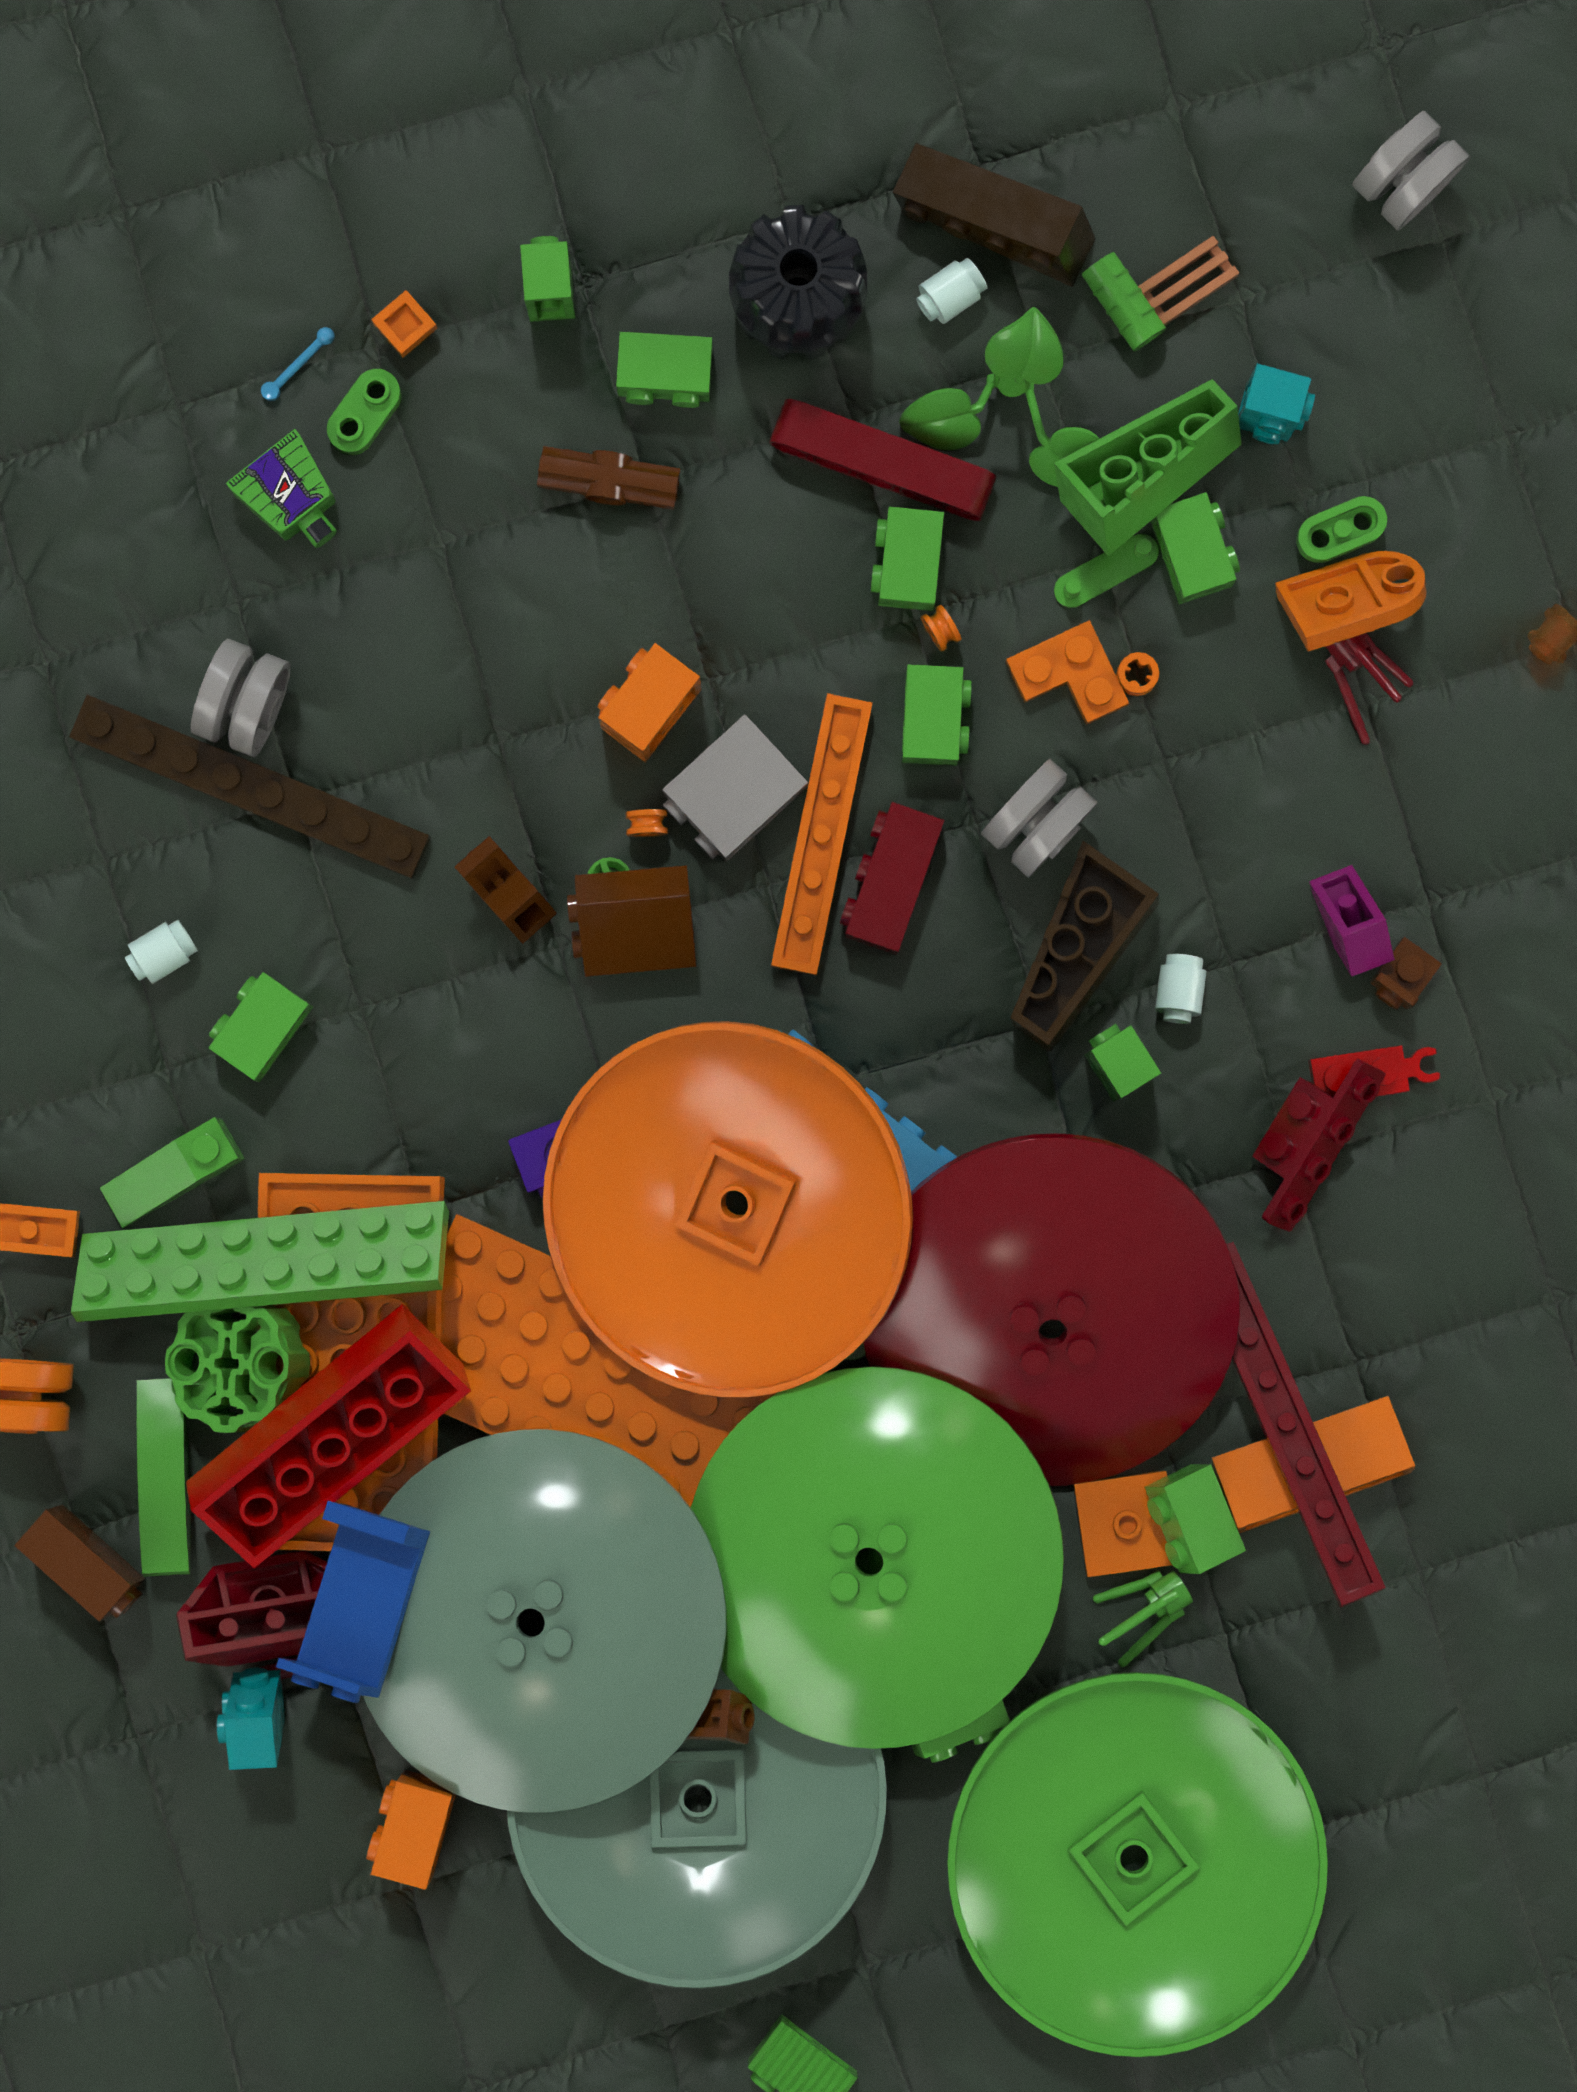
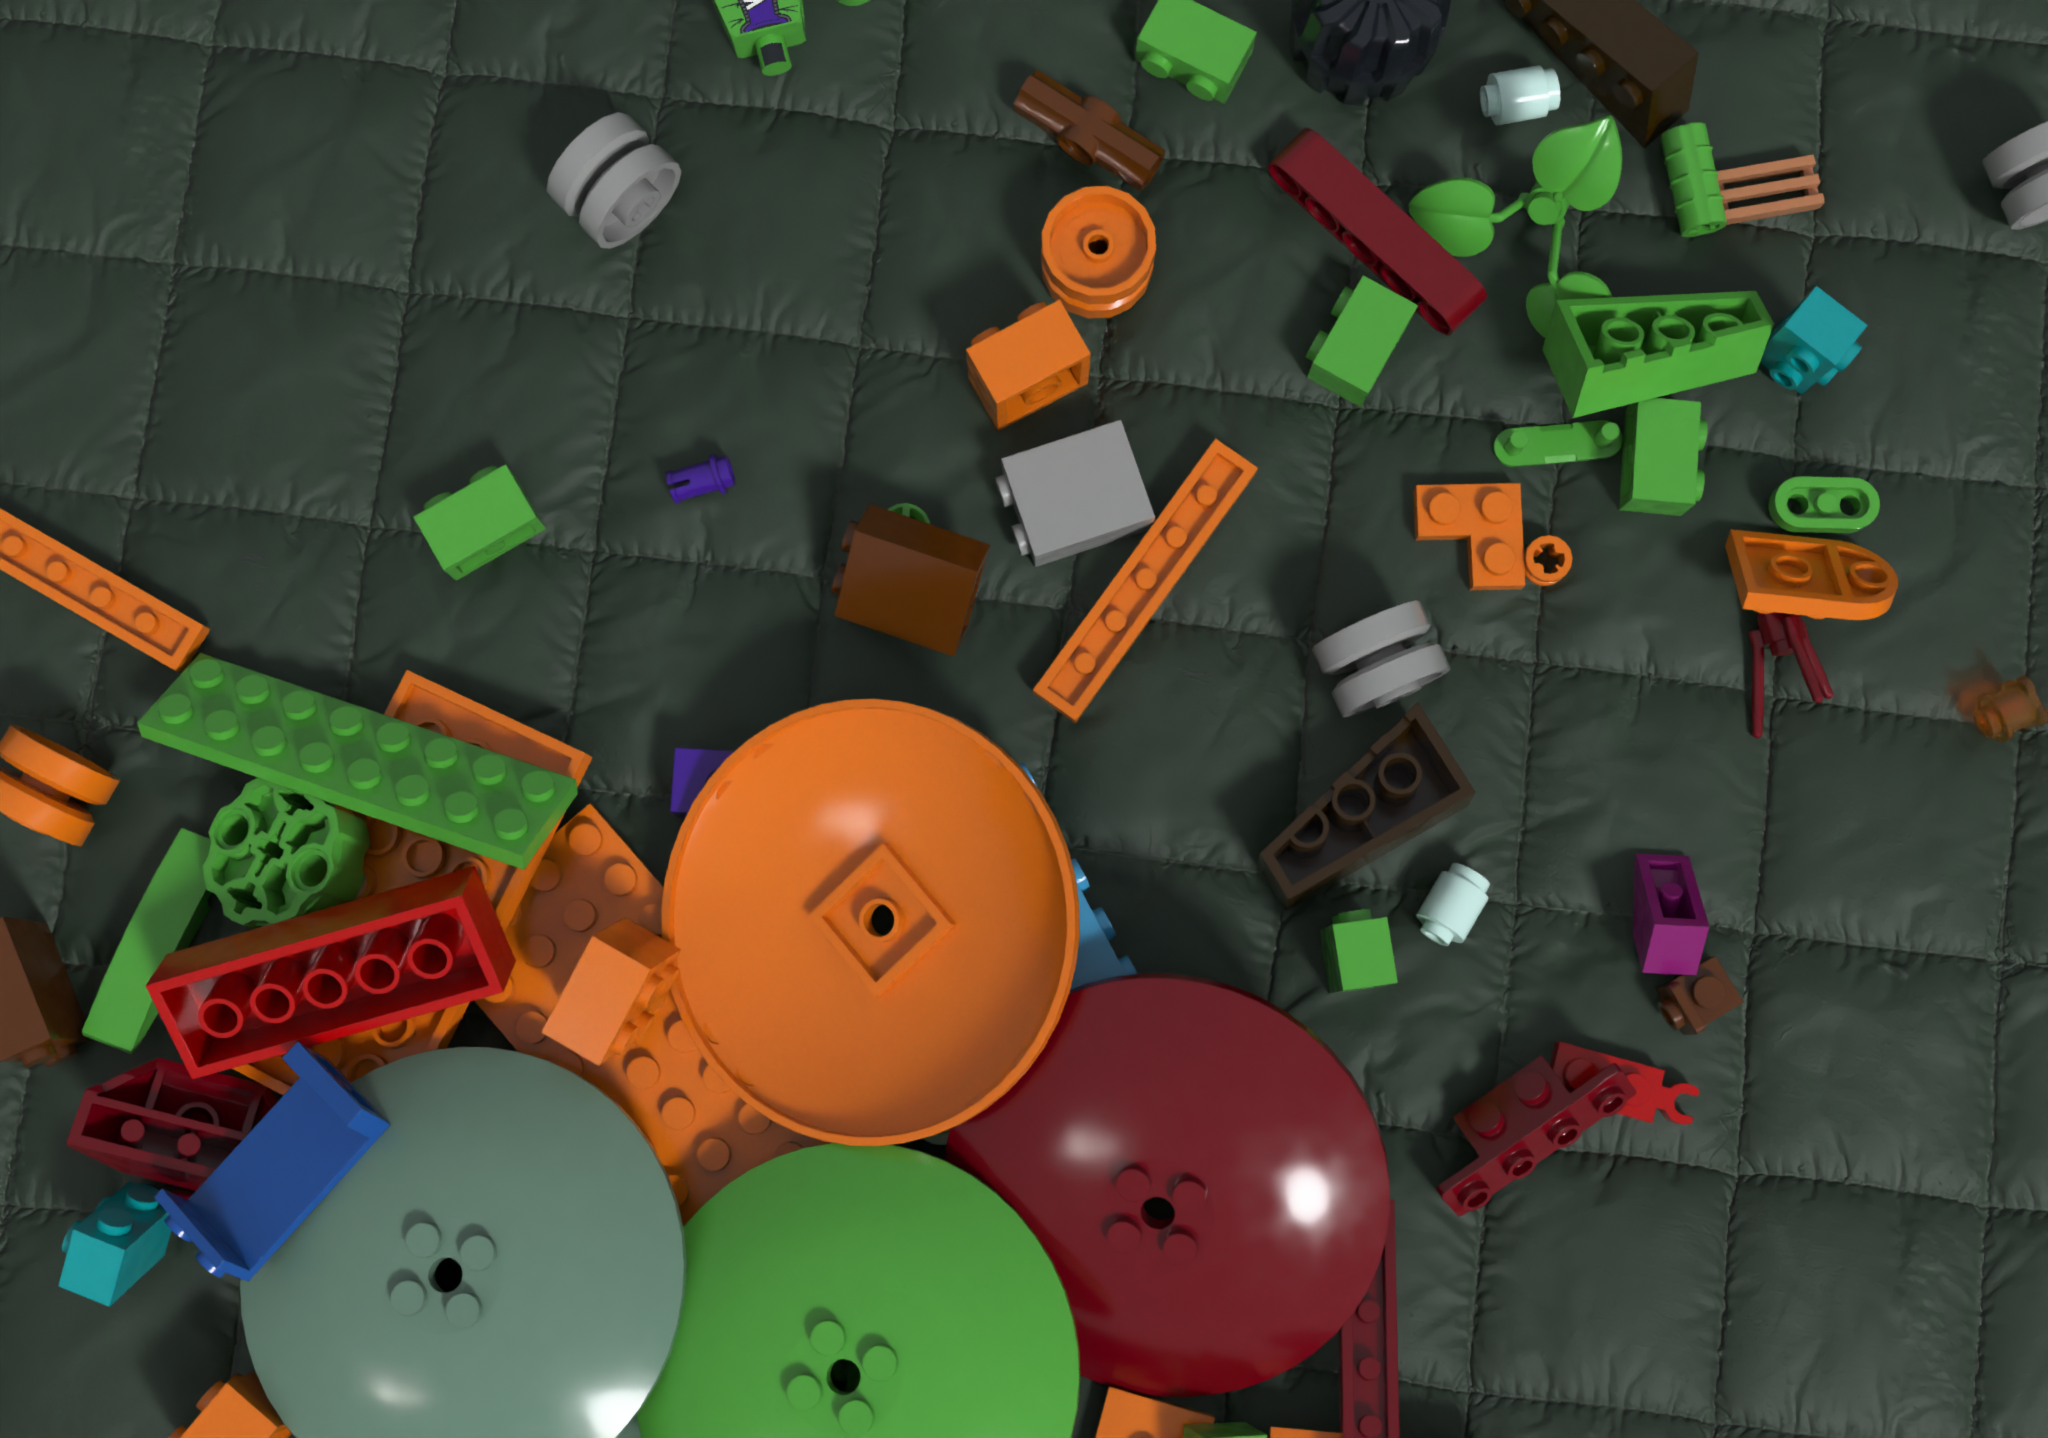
camera: 30 degrees right, 5 degrees down
(160, 951) = (416, 402): light aqua brick -> none
(172, 1171) = (324, 629): bright green slope -> none
(249, 786) = (587, 281): dark brown plate -> none
(425, 909) = (703, 477): none -> dark purple pin
(505, 889) = (792, 490): reddish brown brick -> none
(551, 1352) = (612, 991): none -> orange brick
(644, 561) = (1090, 224): none -> orange wheel
(646, 823) = (970, 489): orange bush -> none
(891, 877) = (1198, 655): dark red brick -> none
(934, 715) = (1315, 509): bright green brick -> none
(941, 628) = (1362, 424): orange bush -> none

